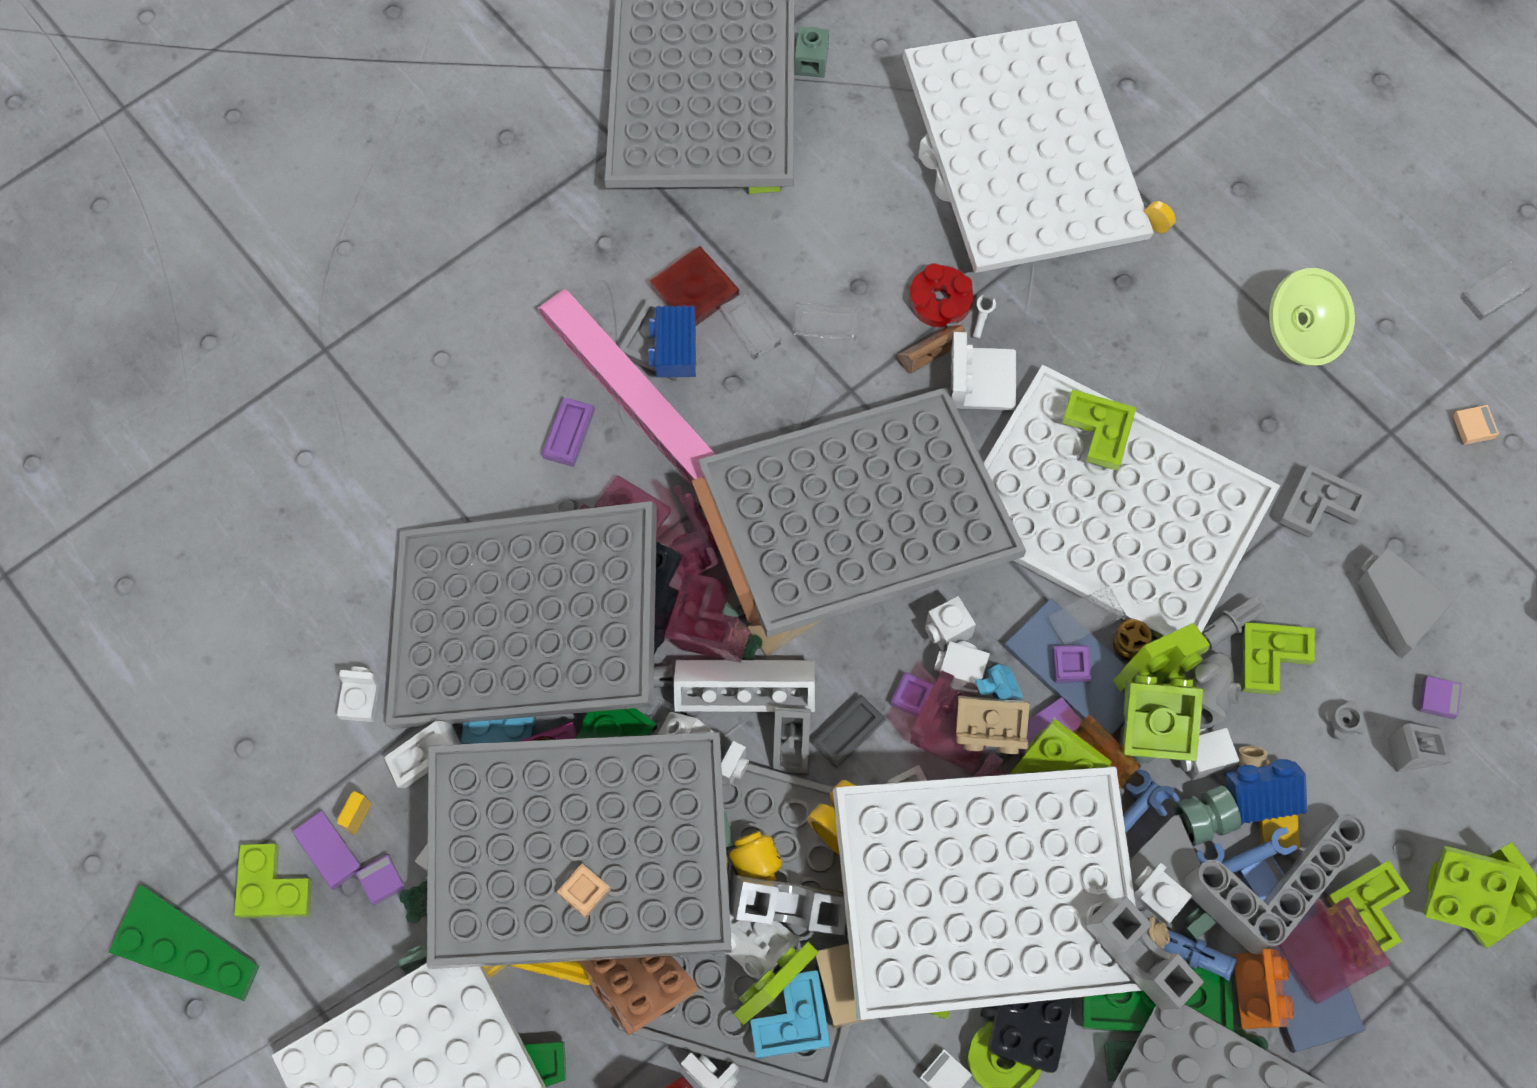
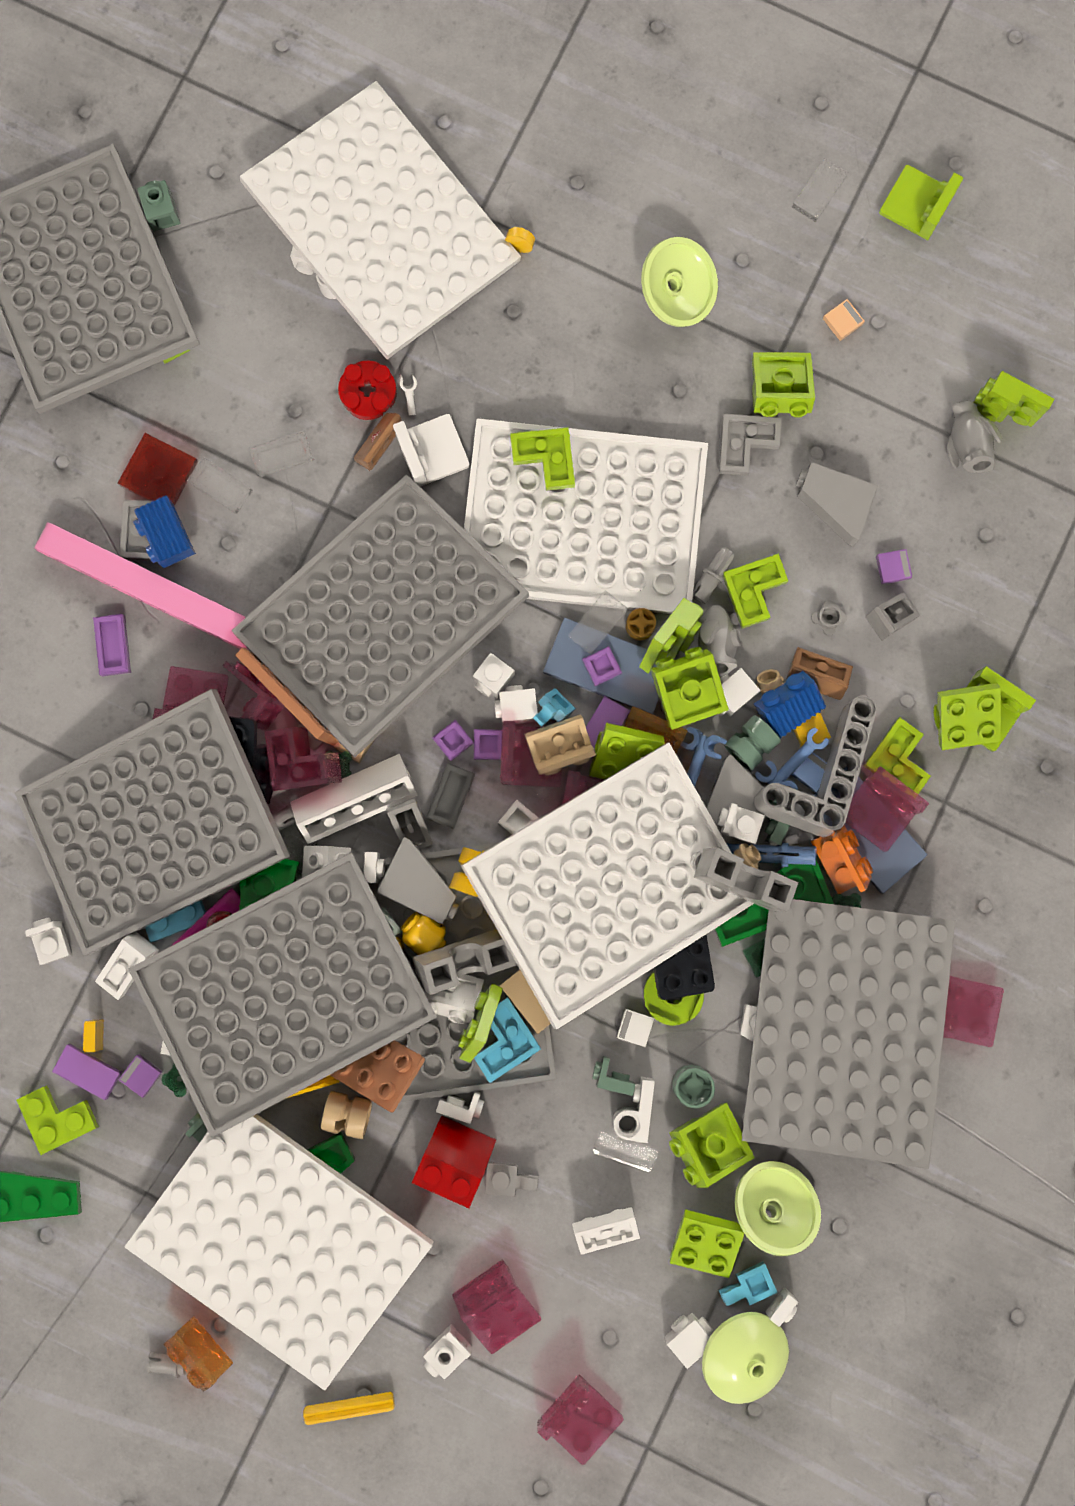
camera: 25 degrees left, 15 degrees up
(580, 1023) = (346, 1115): none -> tan wheel
(583, 890) = (303, 1026): light nougat tile -> none
(772, 803) = (418, 885): none -> light grey slope
(876, 674) = (453, 740): none -> medium lavender tile
(1323, 782) = (829, 675): none -> medium nougat slope
(1385, 460) = (783, 383): none -> lime plate

